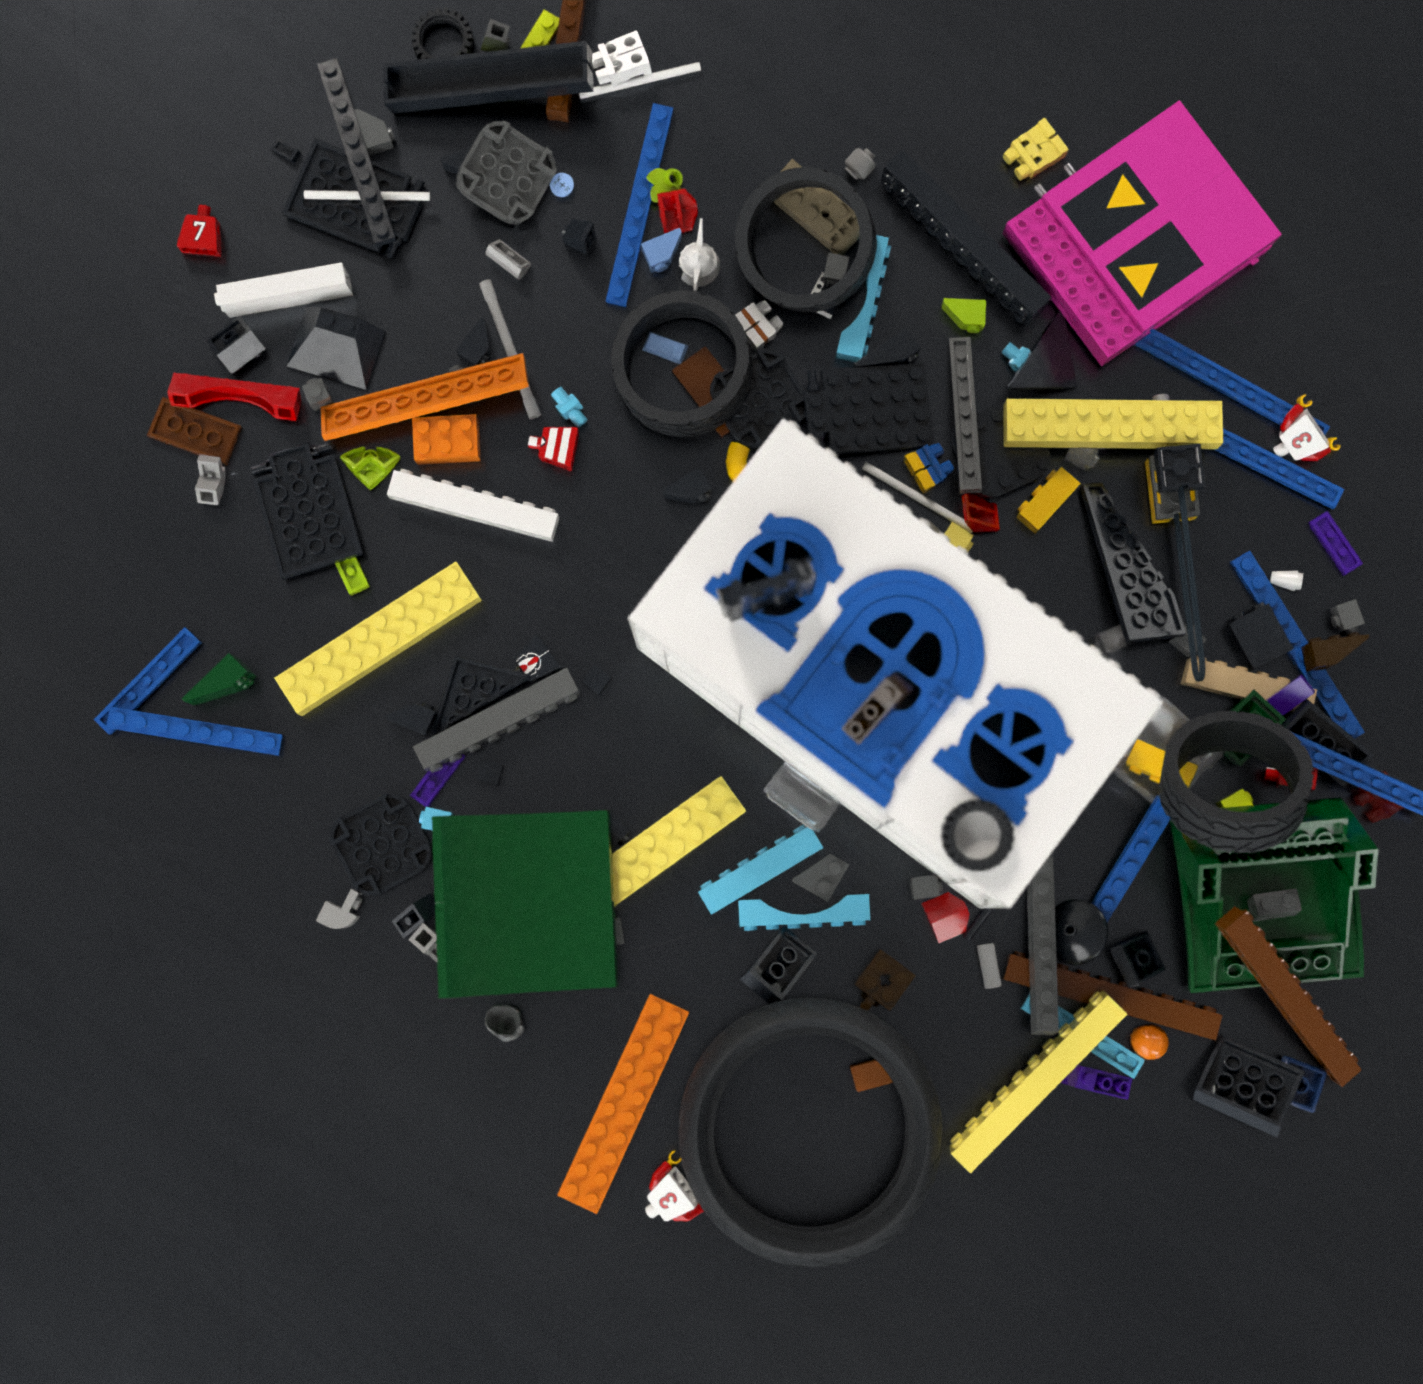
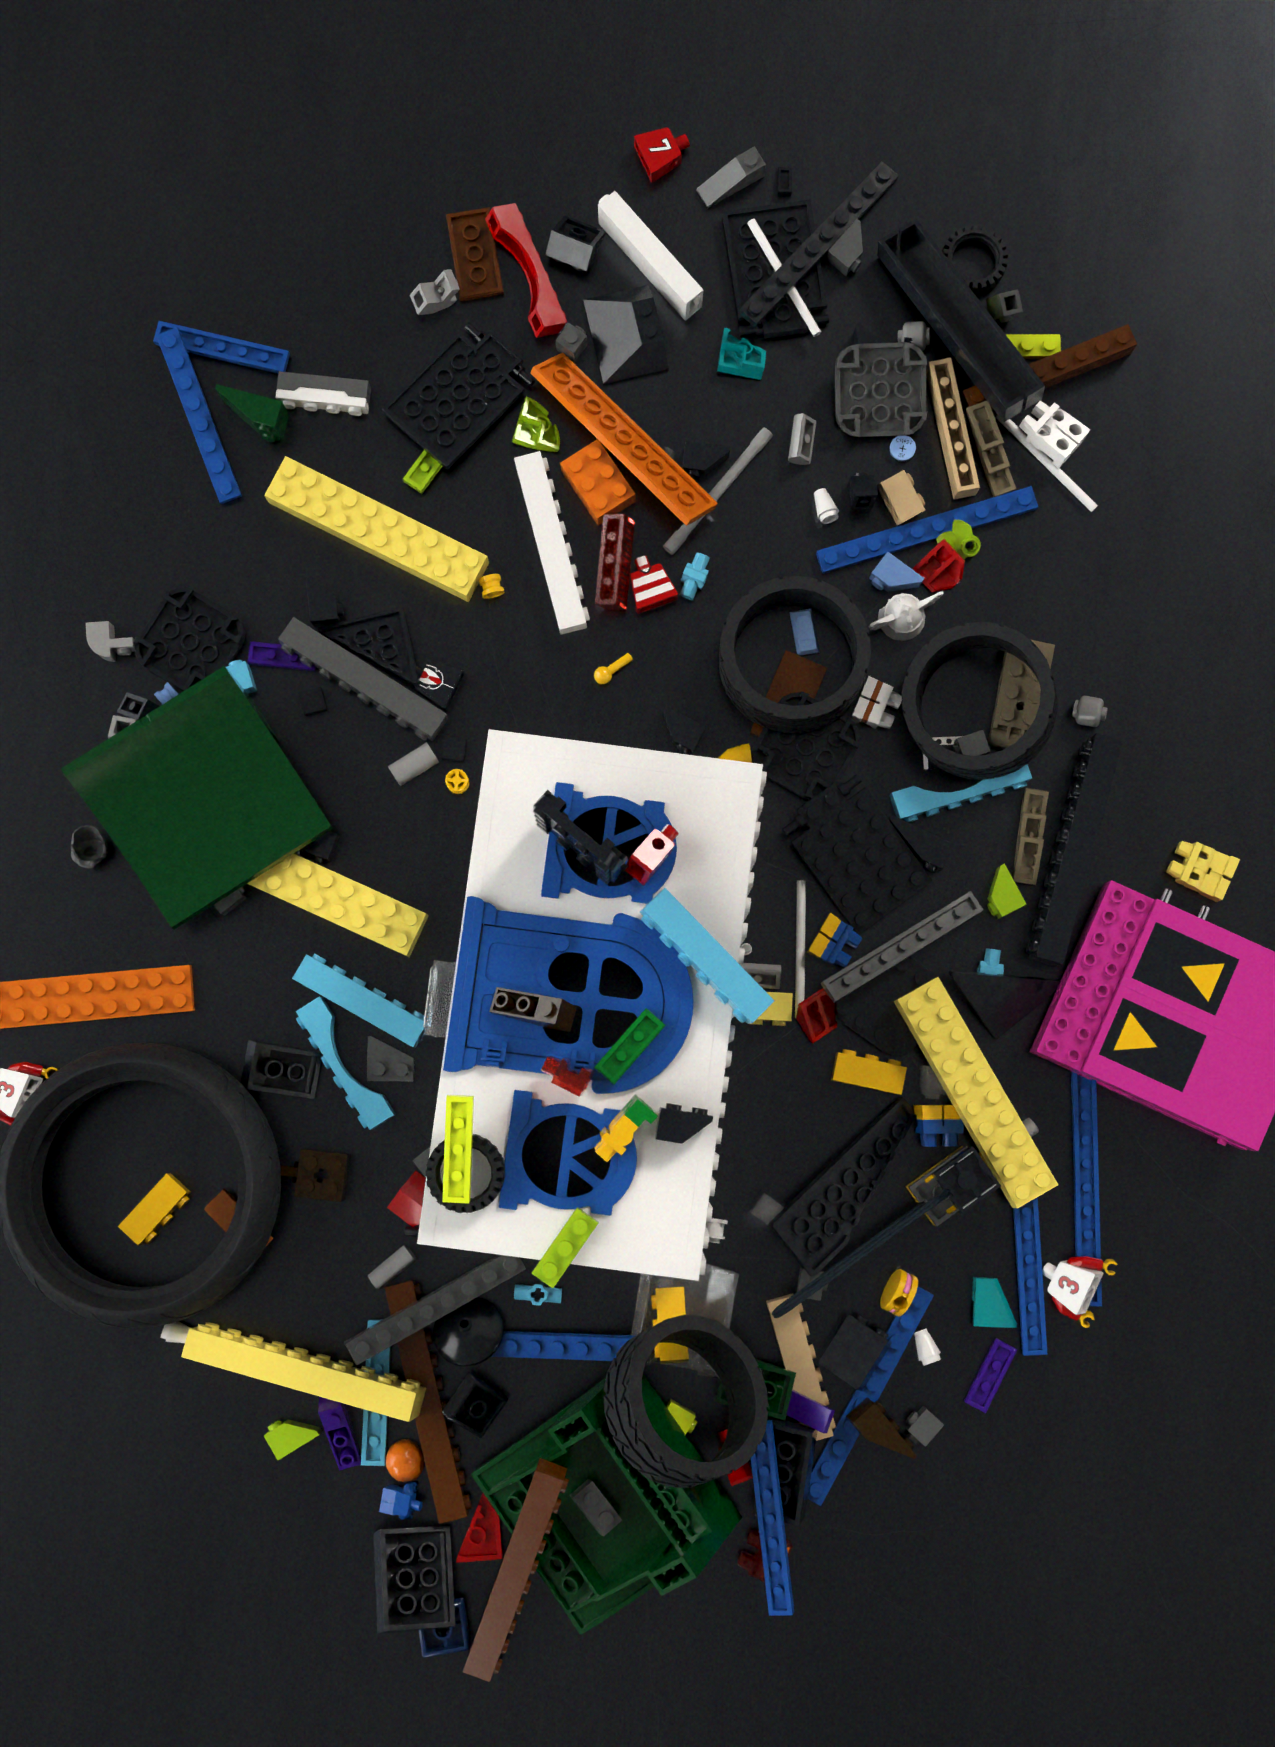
camera: 60 degrees right, 0 degrees up
(238, 618) = (323, 393): none -> piece
(258, 189) = (733, 177): none -> slope
(410, 268) = (740, 357): none -> teal slope
(416, 887) = (166, 694): none -> medium blue wheel
(475, 121) = (915, 333): none -> light grey head
(480, 573) = (491, 586): none -> yellow wheel
(520, 463) = (614, 562): none -> clear red brick
(571, 136) = (952, 428): none -> tan brick
(574, 271) = (825, 506): none -> white cone
(590, 719) = (413, 764): none -> light grey brick
(603, 208) = (901, 497): none -> tan brick
(604, 116) = (990, 448): none -> dark tan slope
(606, 525) = (604, 674): none -> yellow bar
(622, 689) = (457, 776): none -> yellow wheel
(808, 541) = (646, 858): none -> torso
(835, 1132) = (155, 1210): none -> yellow brick
(912, 548) = (706, 956): none -> medium azure brick
(932, 267) = (1030, 836): none -> dark tan slope
(946, 1169) = (175, 1332): none -> white cone
(947, 711) = (566, 1077): none -> clear red hips
(950, 649) = (629, 1046): none -> green tile
(958, 827) = (458, 1148): none -> neon yellow plate
(1013, 688) = (622, 1128): none -> yellow hips
(1035, 645) = (680, 1125): none -> black slope
(1069, 869) = (524, 1292): none -> medium azure axle
(1079, 791) = (565, 1247): none -> lime plate
(1079, 1123) = (289, 1436): none -> lime slope
(1116, 466) = (938, 1120): none -> blue hips
(1180, 1062) = (400, 1500): none -> blue piece
(1234, 575) = (899, 1292): none -> yellow head
(1242, 1011) = (483, 1536): none -> red wing
(1281, 511) = (990, 1304): none -> teal slope

